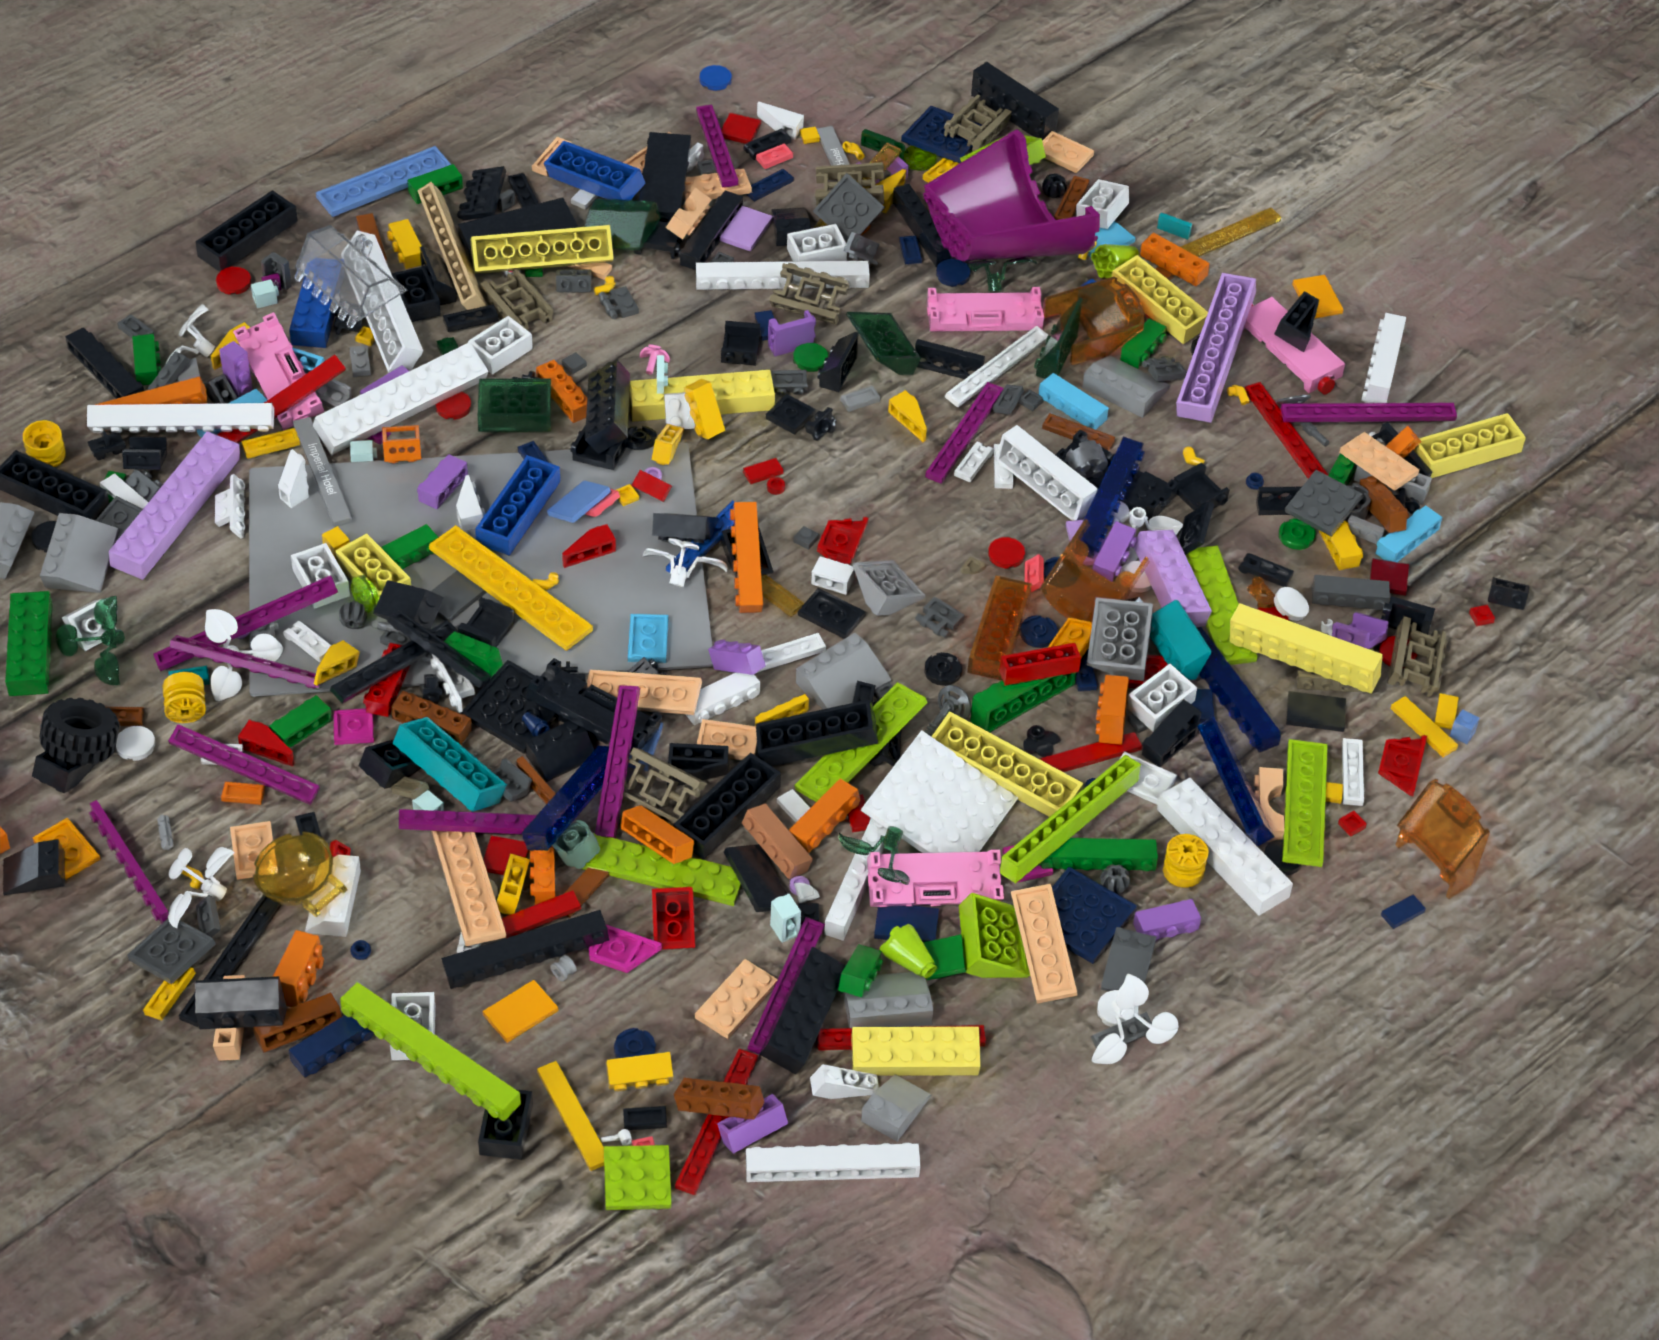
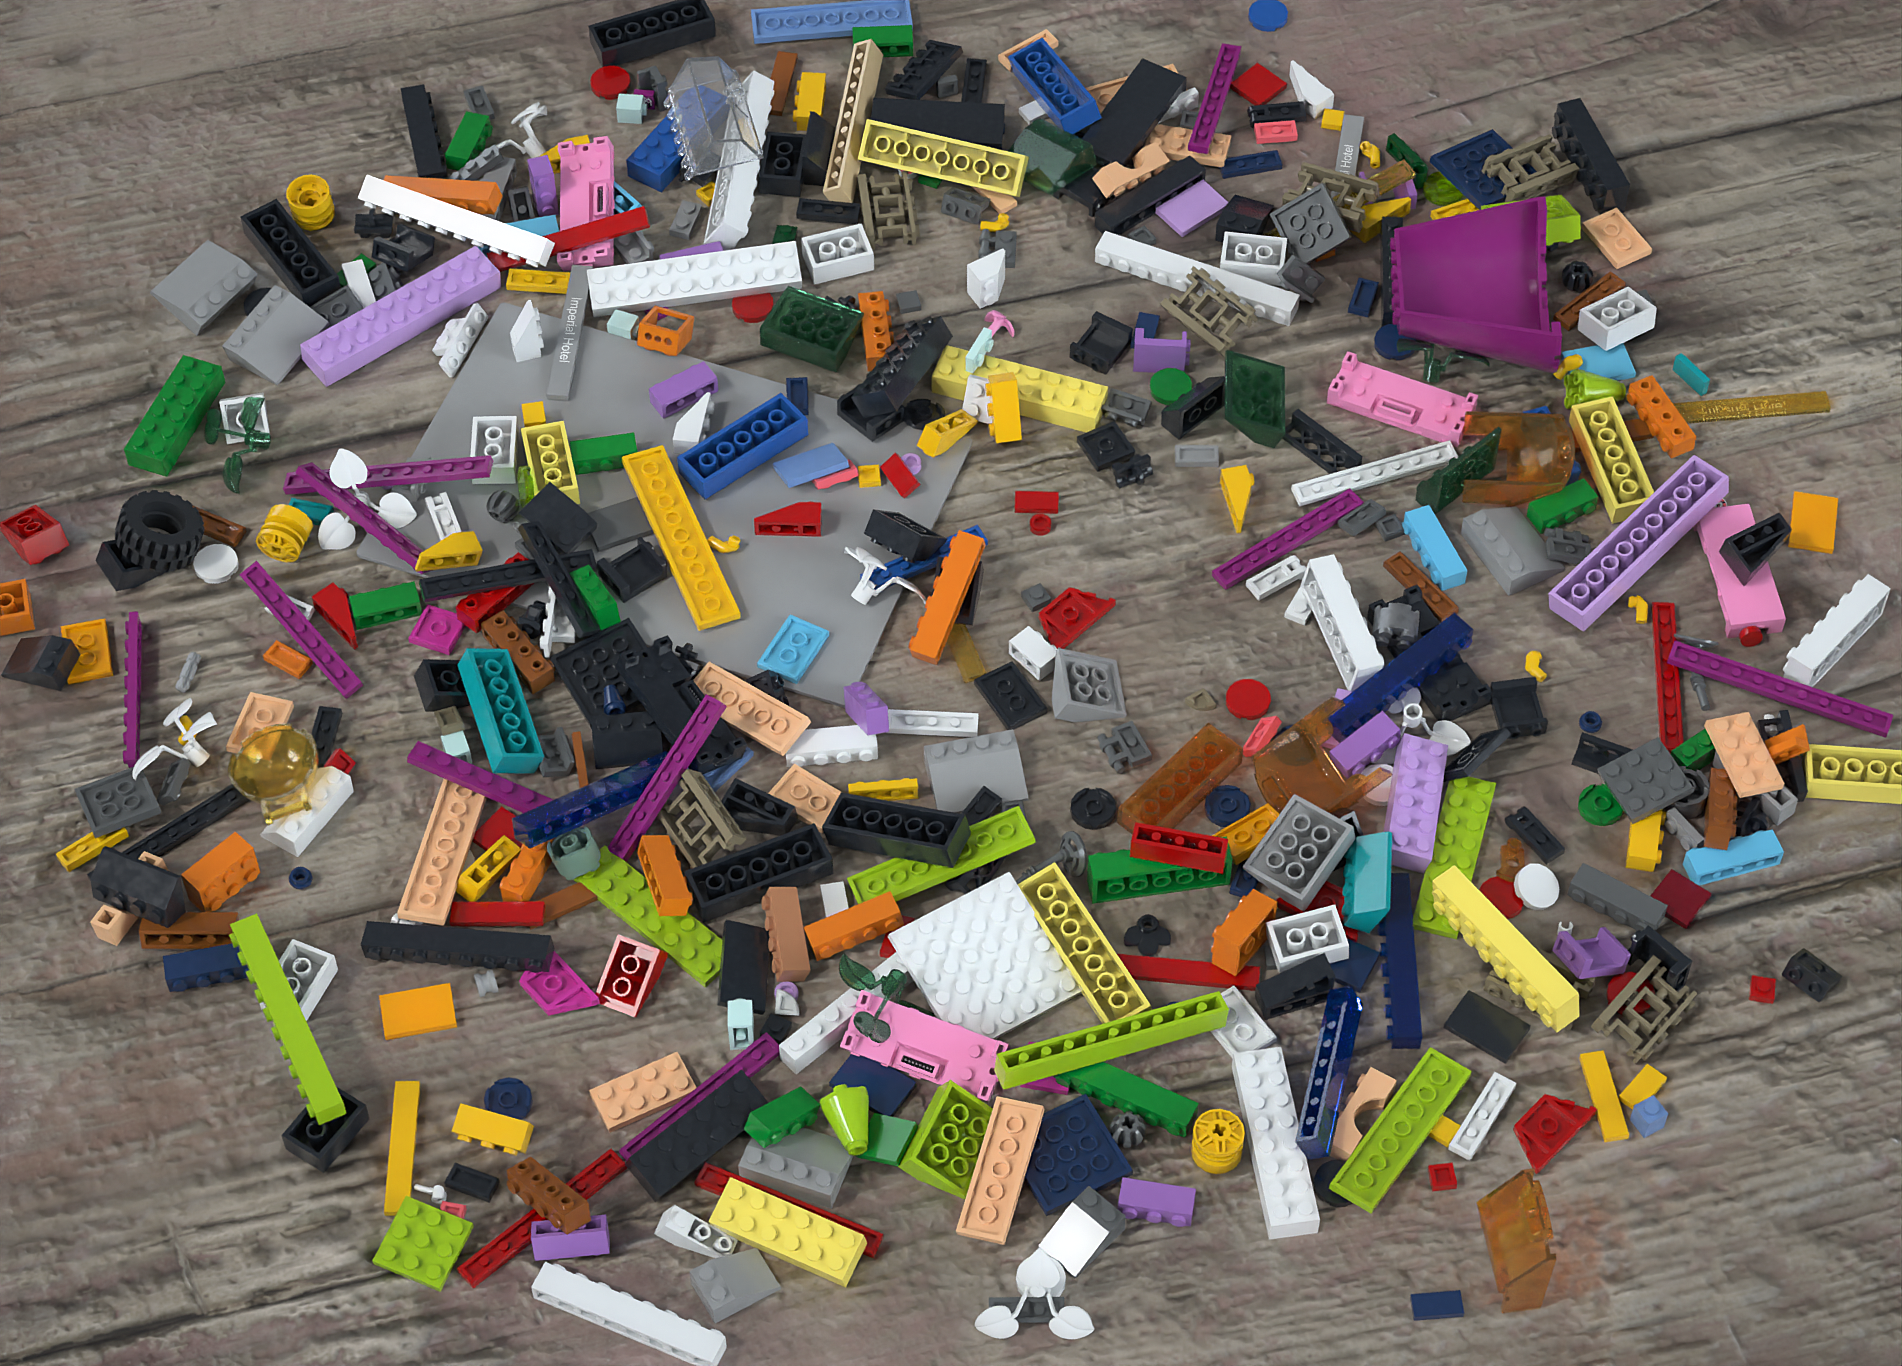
camera: 30 degrees right, 5 degrees up
(627, 325) = (986, 278): none -> white slope

